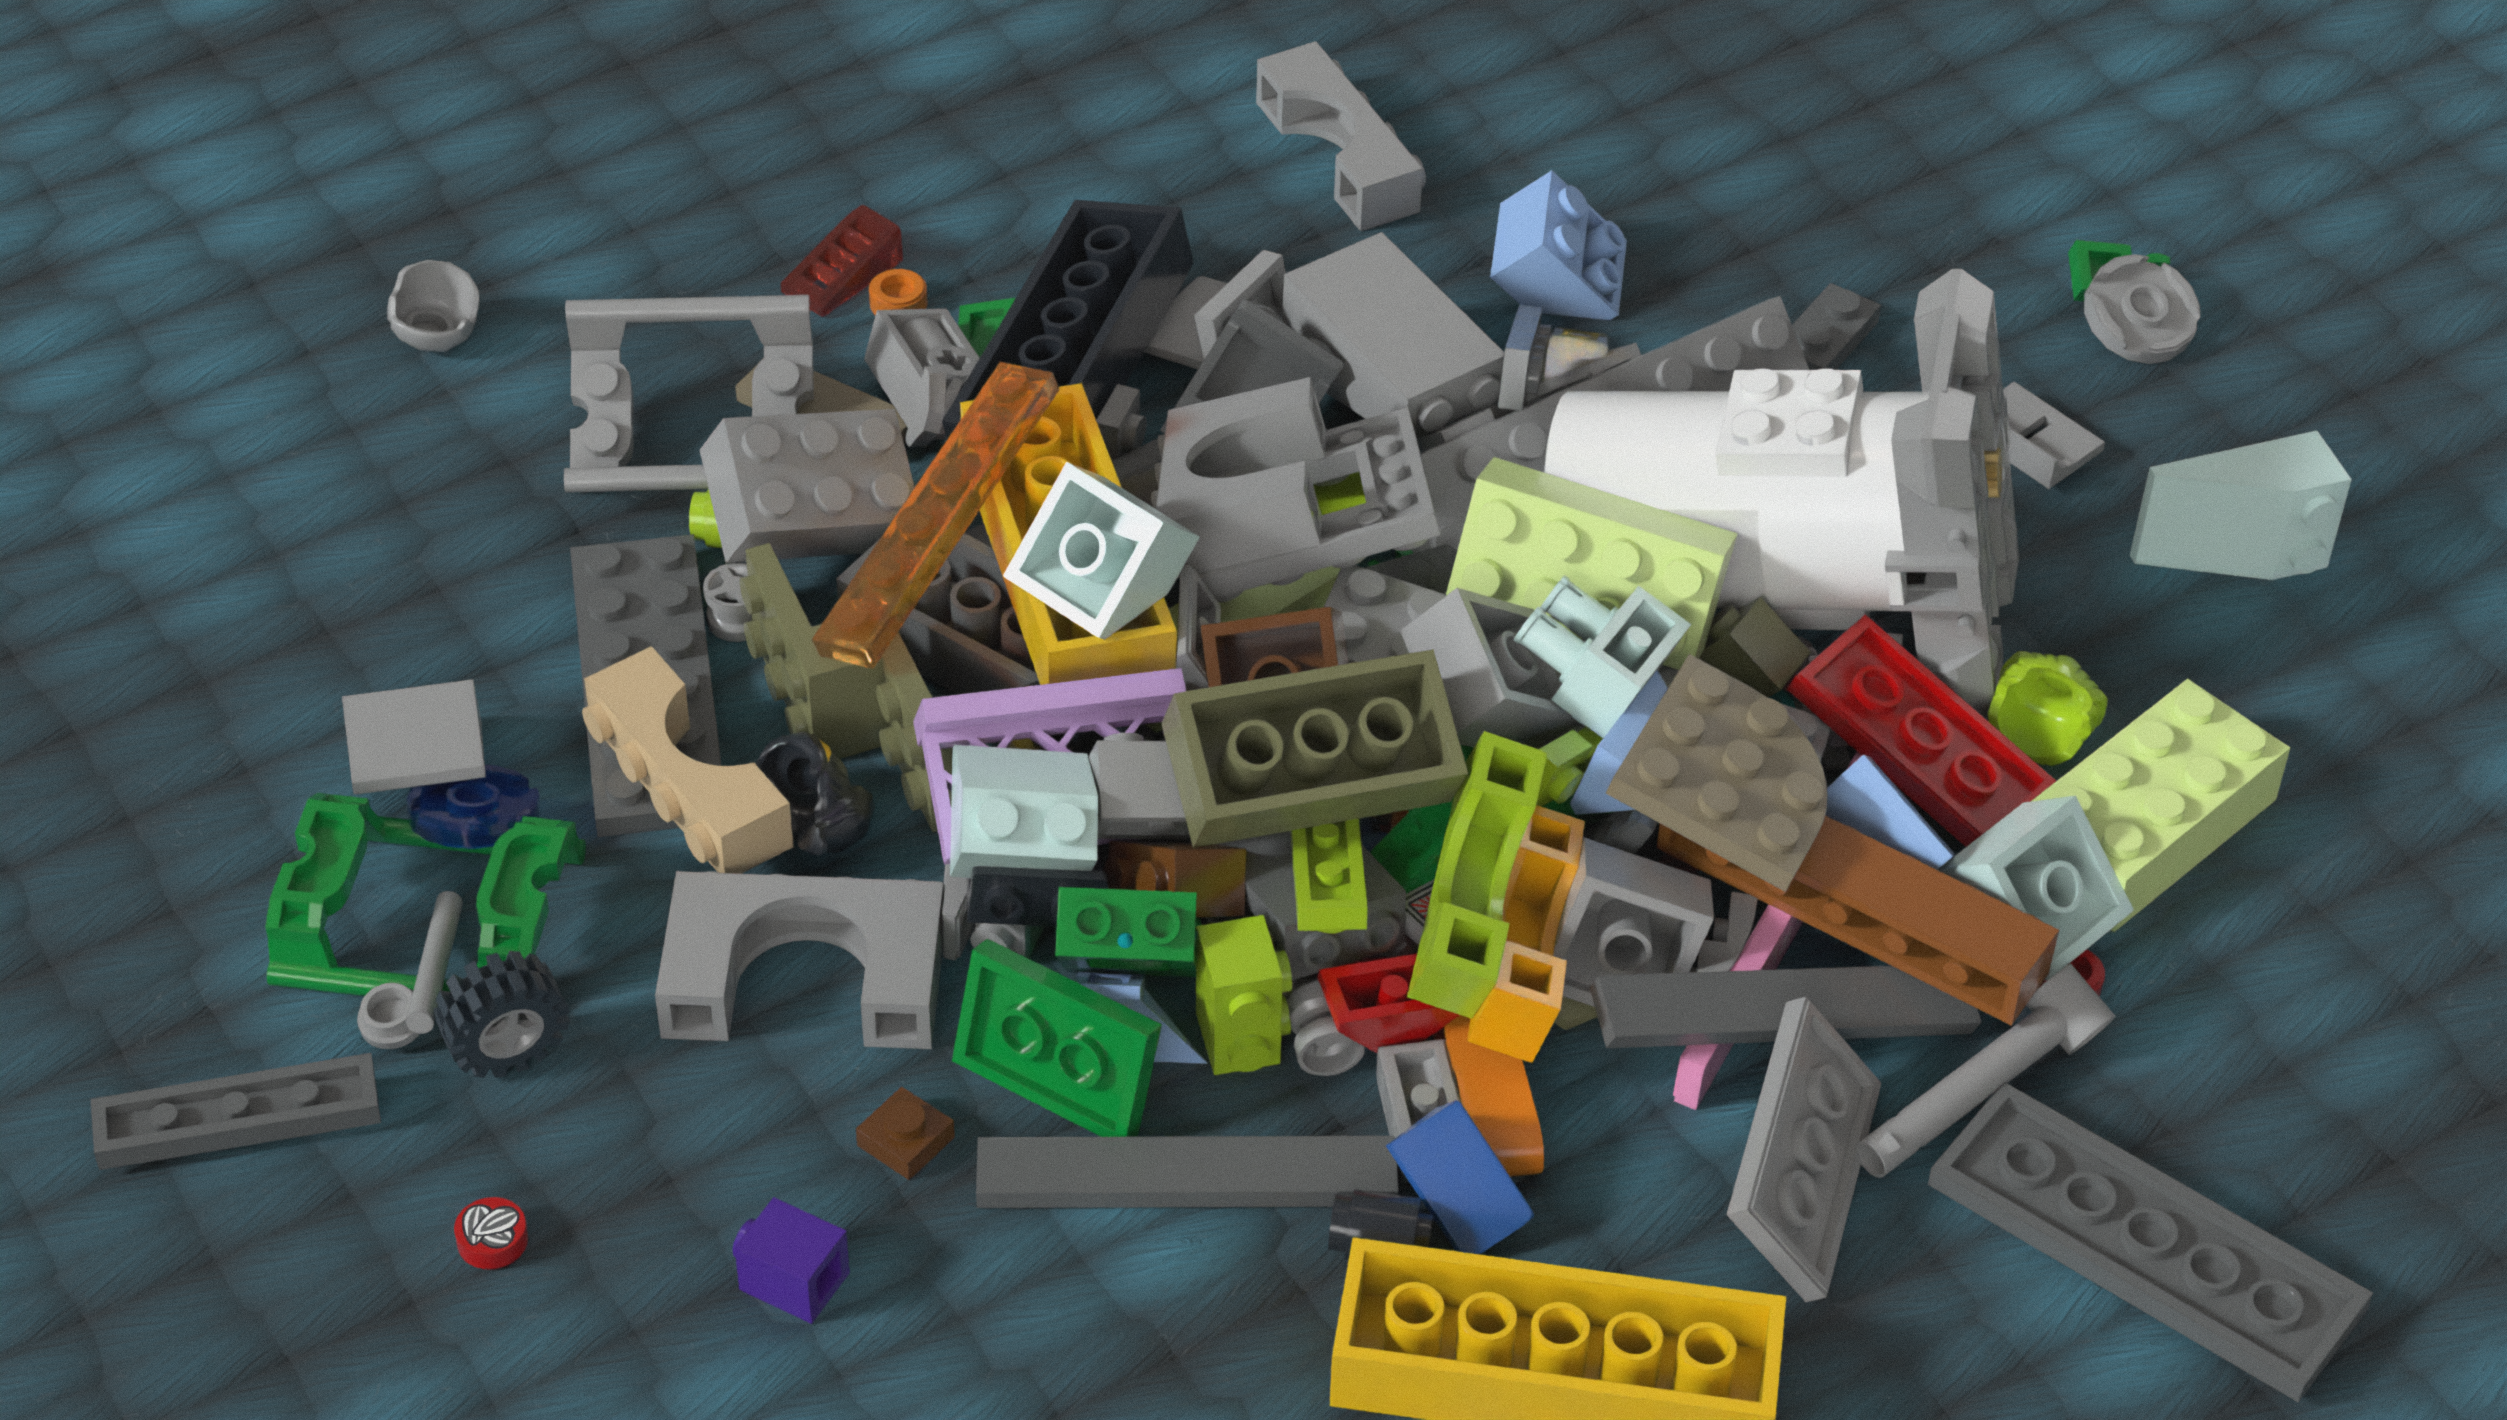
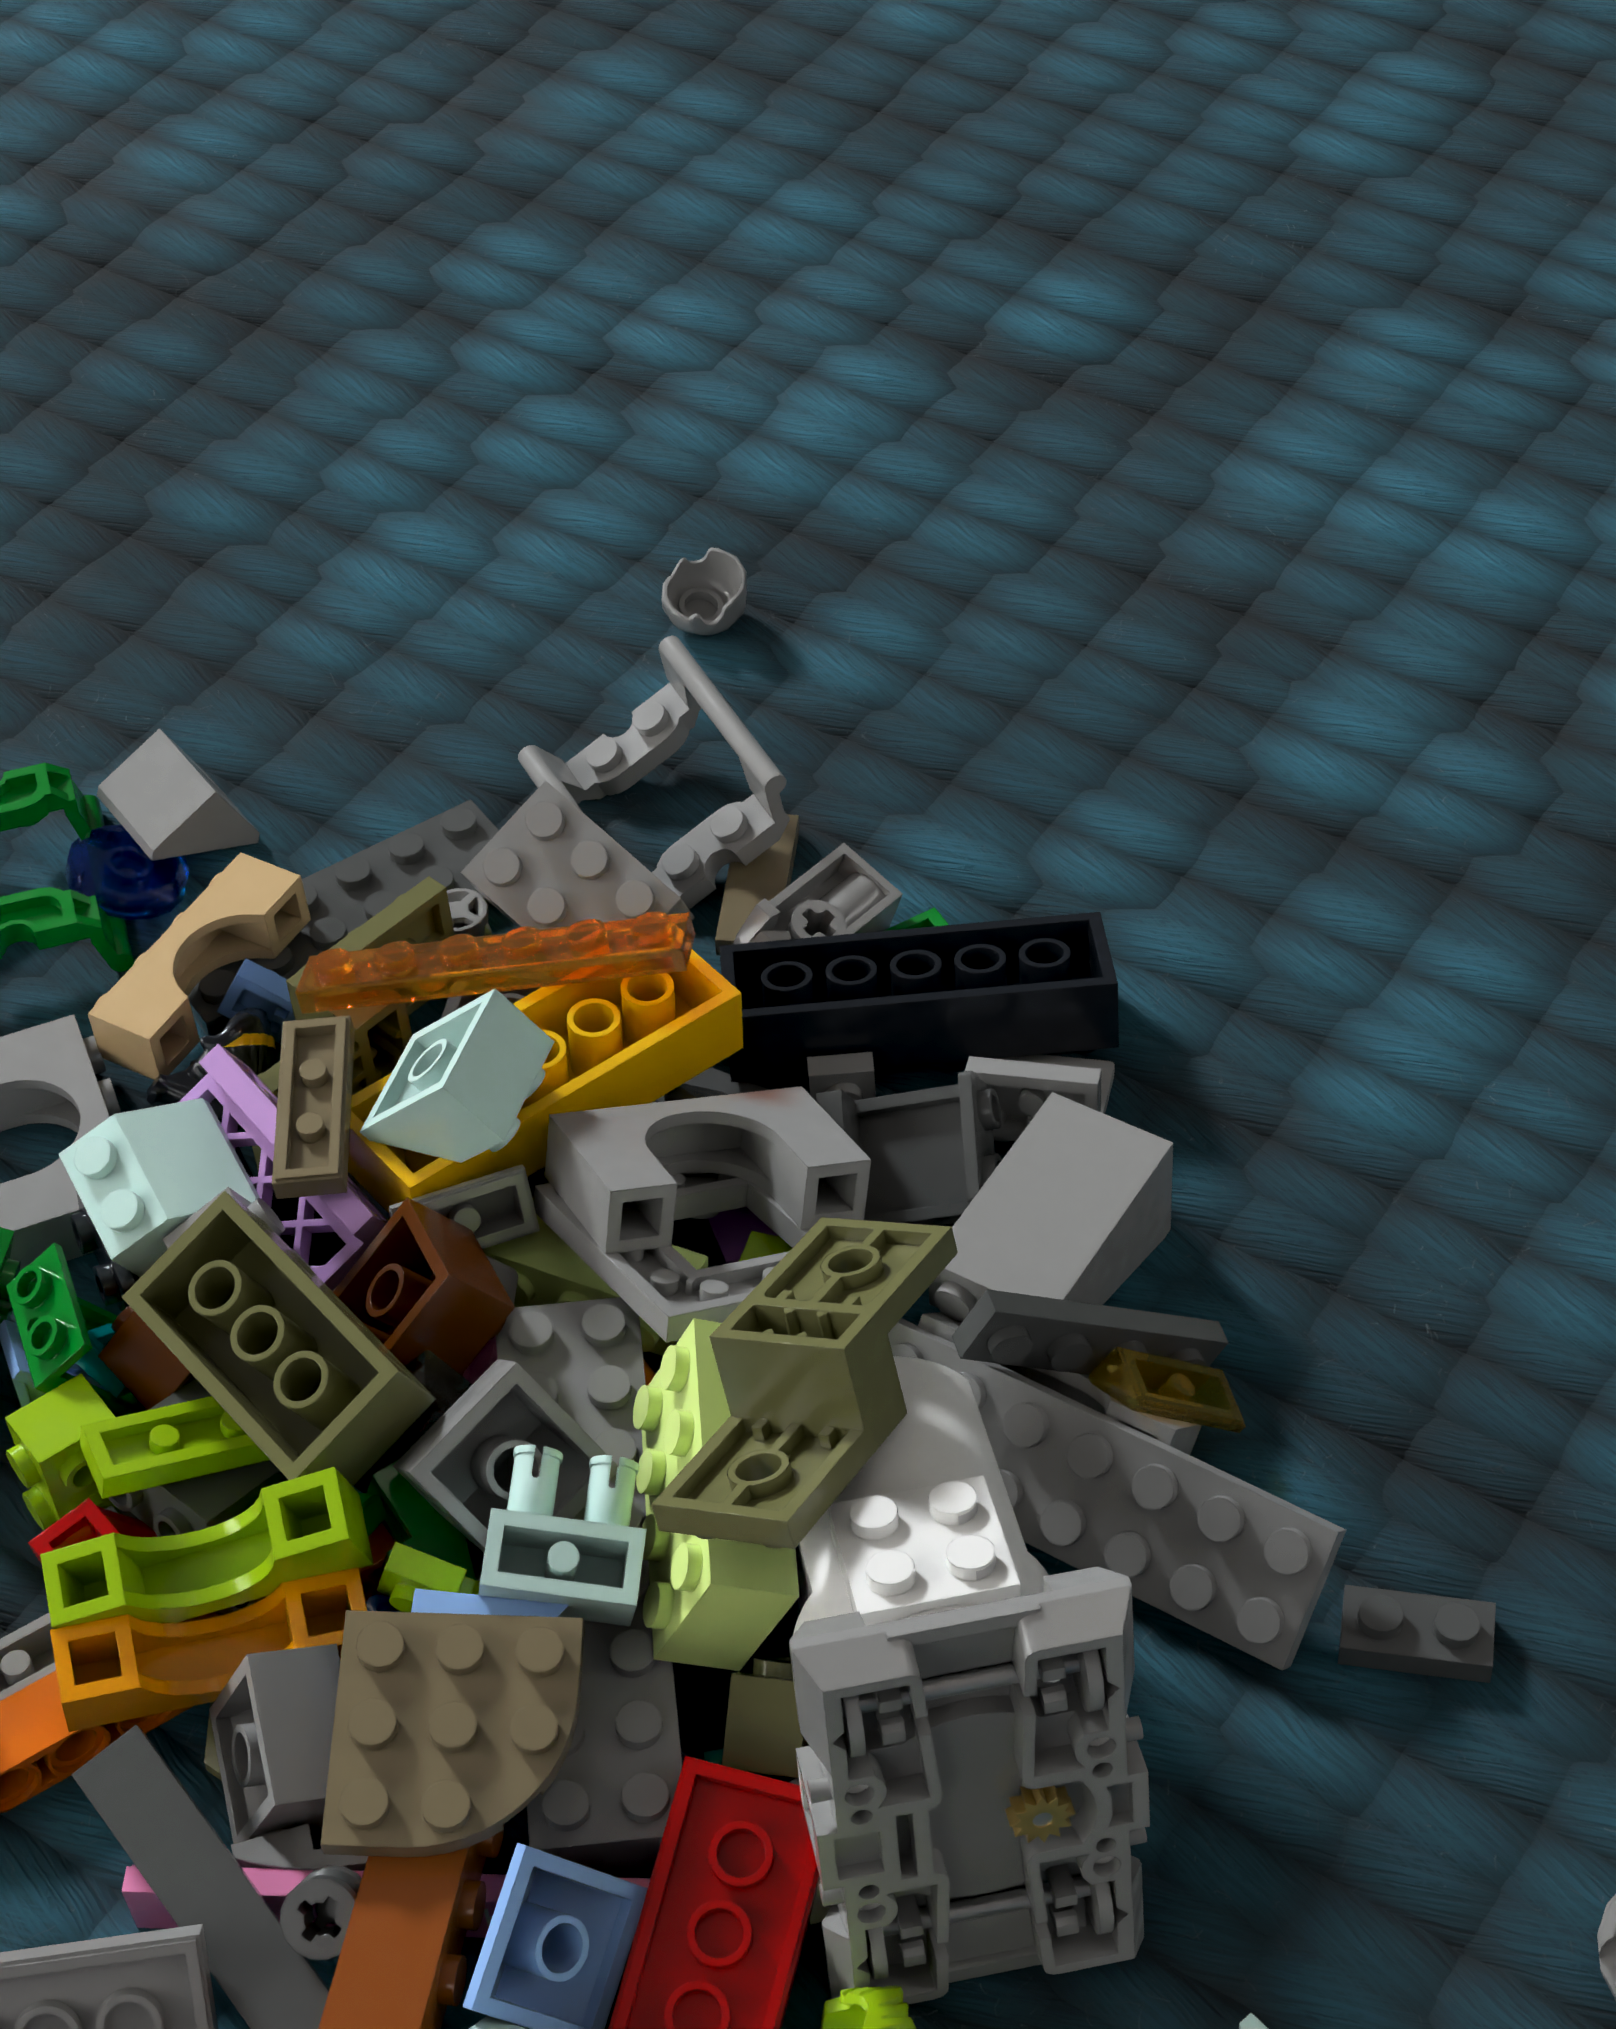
camera: 70 degrees right, 0 degrees up
(749, 729) = (260, 989): none -> medium blue bracket
(859, 233) = (975, 817): clear red slope -> none
(897, 291) = (946, 869): orange tile -> none
(1049, 655) = (313, 1107): none -> dark tan tile
(1312, 96) = (1368, 1132): light grey arch -> none
(1558, 252) = (1353, 1336): light blue slope -> none
(1608, 415) = (806, 1382): none -> olive bracket
(1799, 937) = (334, 1894): none -> dark grey wheel
(2056, 448) = (1382, 1868): light grey piece -> none

